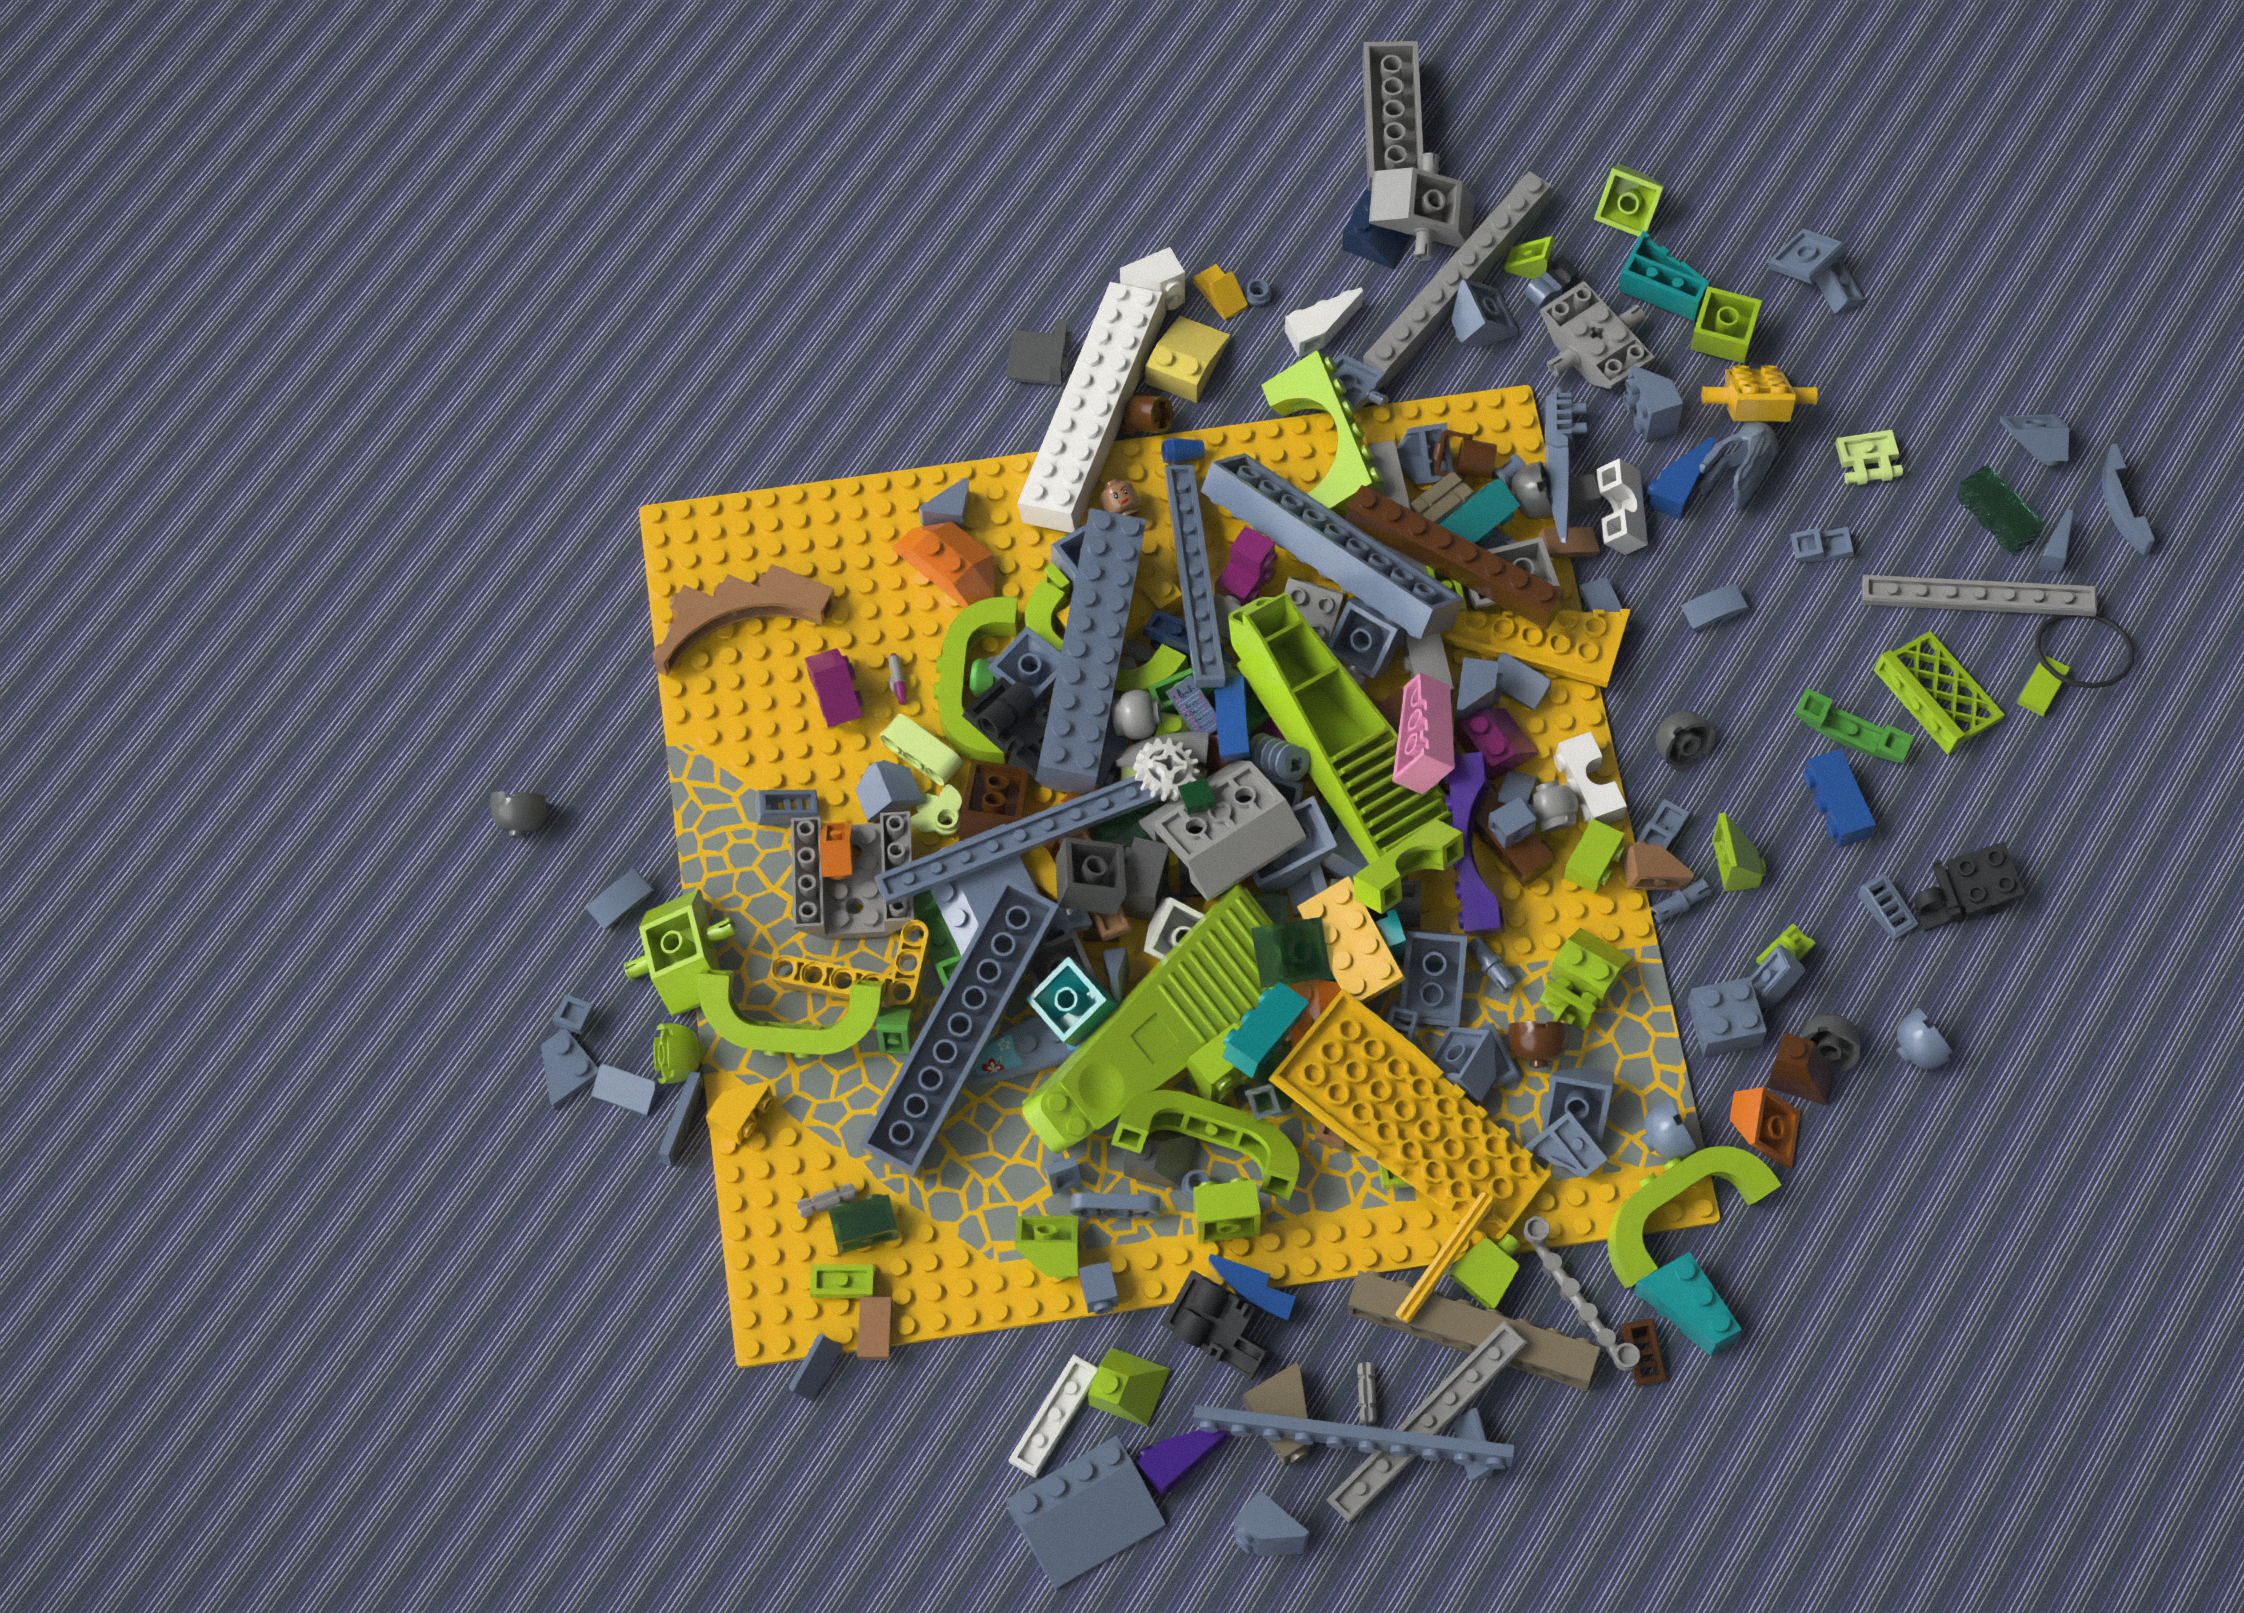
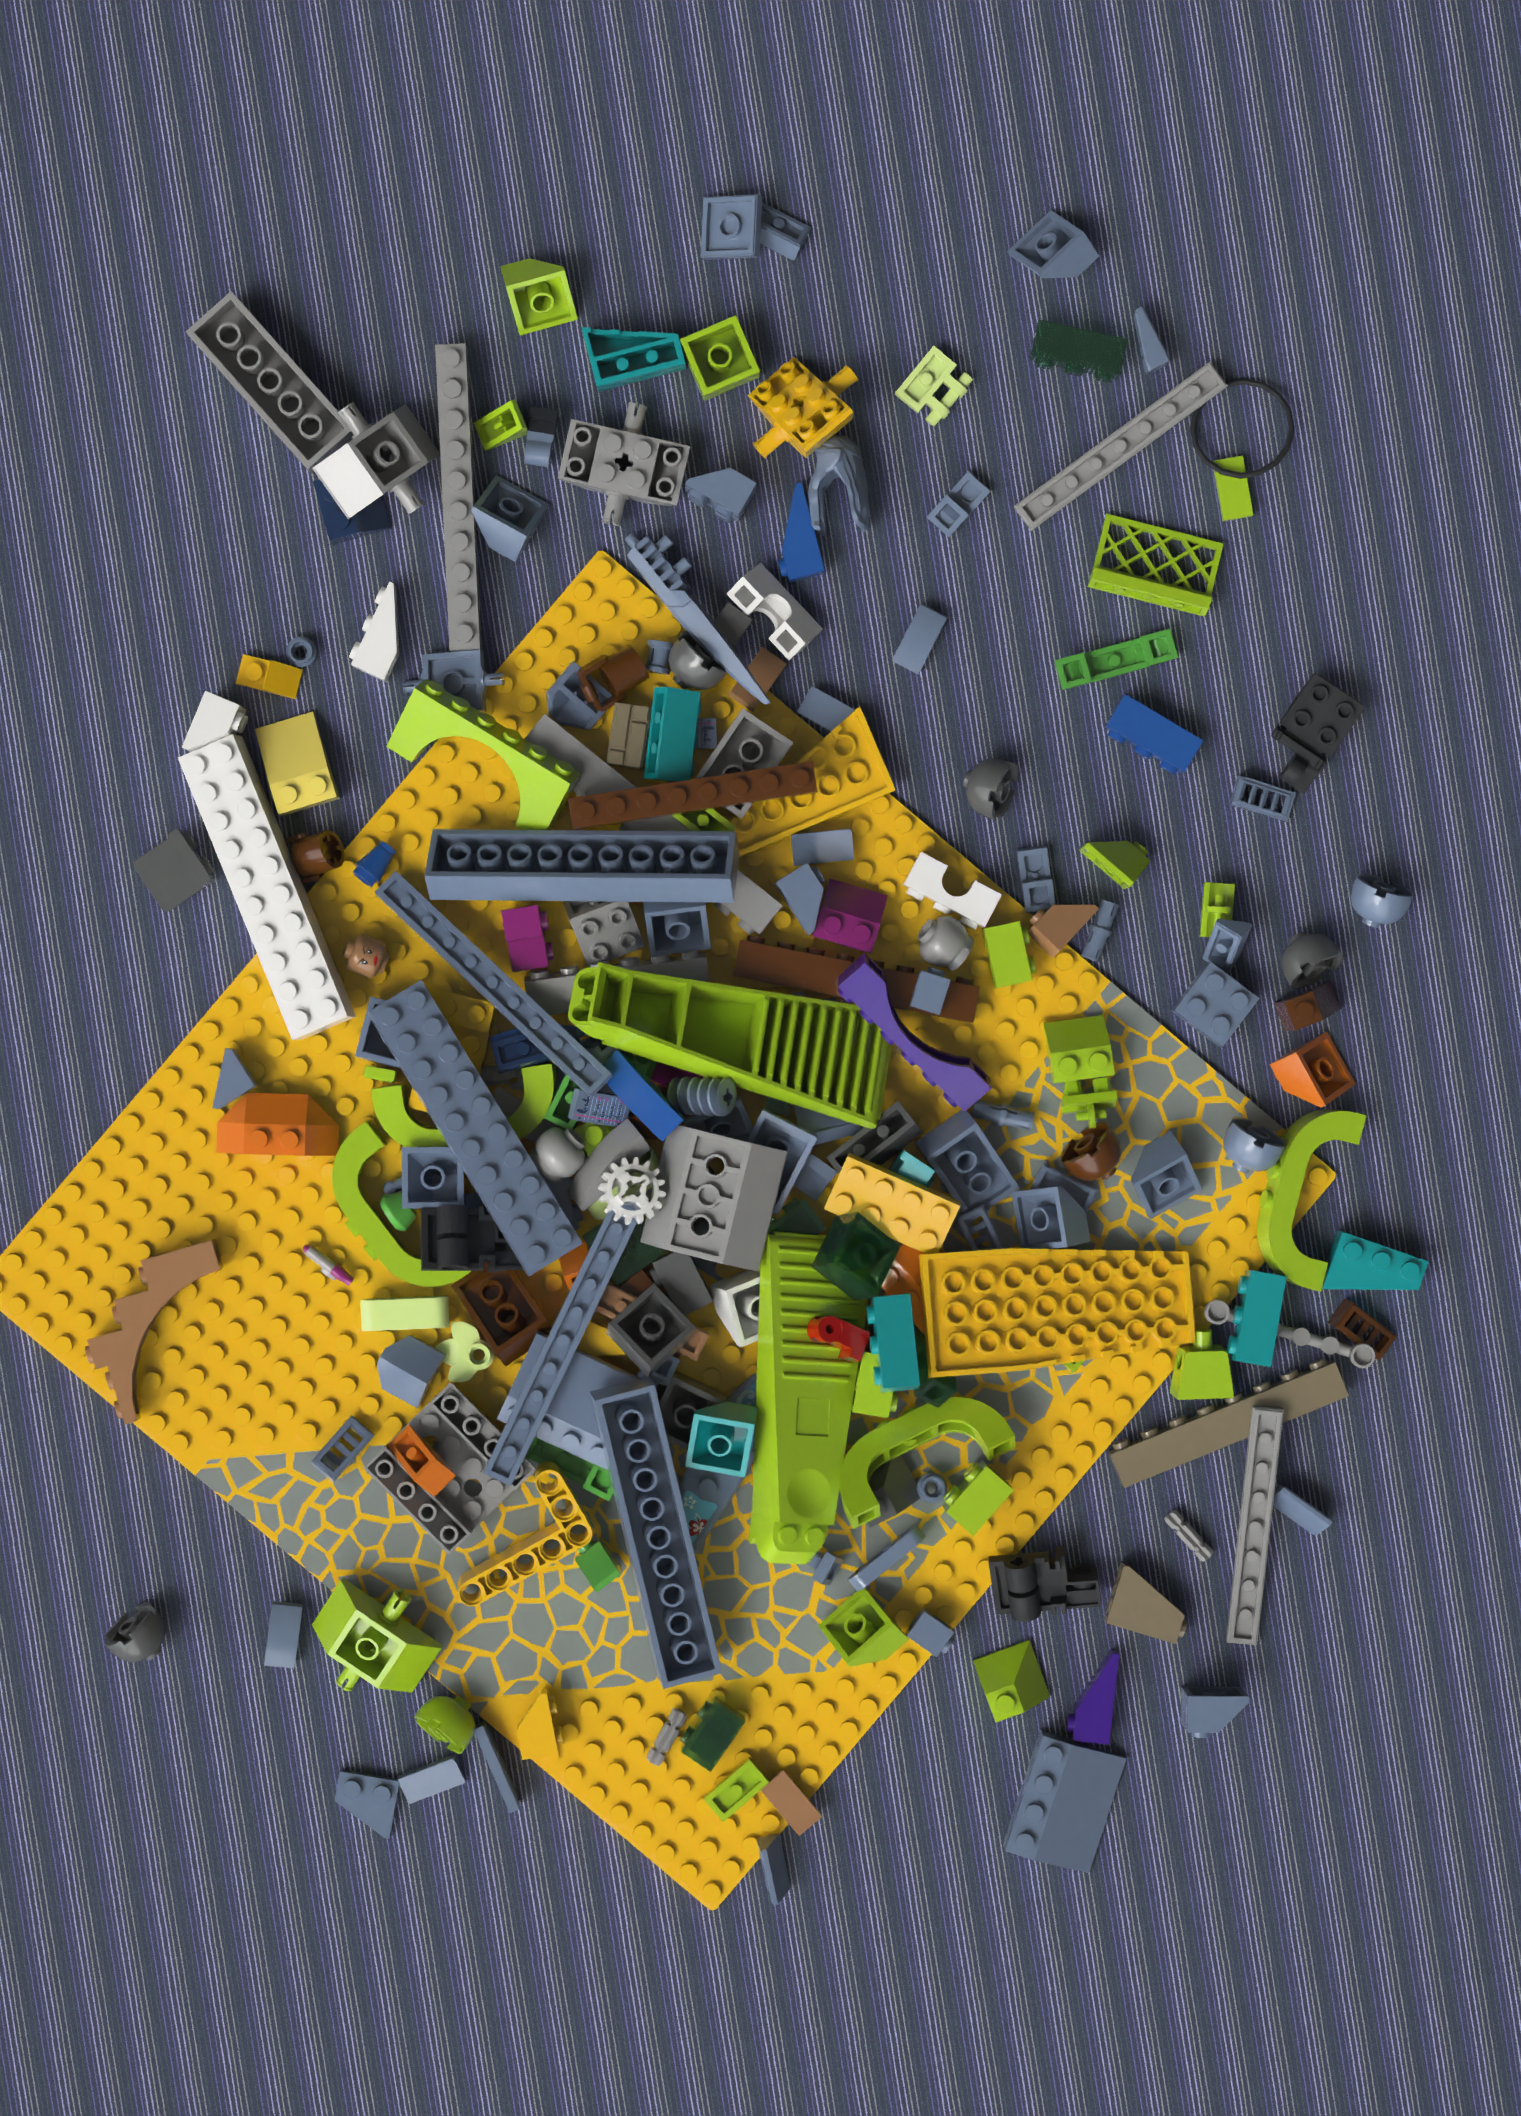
camera: 45 degrees left, 25 degrees up
(573, 1014) = (338, 1759): sand blue tile -> none
(773, 1037) = (518, 1642): lime arch -> none
(832, 681) = (288, 1322): magenta brick -> none
(1054, 1416) = (976, 1747): white tile -> none
(1116, 971) = (725, 1371): sand blue slope -> none
(1196, 796) = (680, 1199): dark green tile -> none
(1227, 995) = (839, 1334): none -> red leg
(1252, 1287) = (1041, 1532): blue slope -> none
(1341, 1435) = (1207, 1599): sand blue plate -> none
(1424, 735) = (802, 978): bright pink wedge -> none
(1429, 848) = (890, 1074): lime arch -> none
(1445, 1257) = (1169, 1394): yellow axle -> none
(1517, 785) = (902, 948): sand blue slope -> none
(1564, 1261) = (1257, 1318): none -> teal brick
(1569, 1146) = (1184, 1218): sand blue wing -> none
(2133, 529) = (1139, 230): sand blue slope -> none

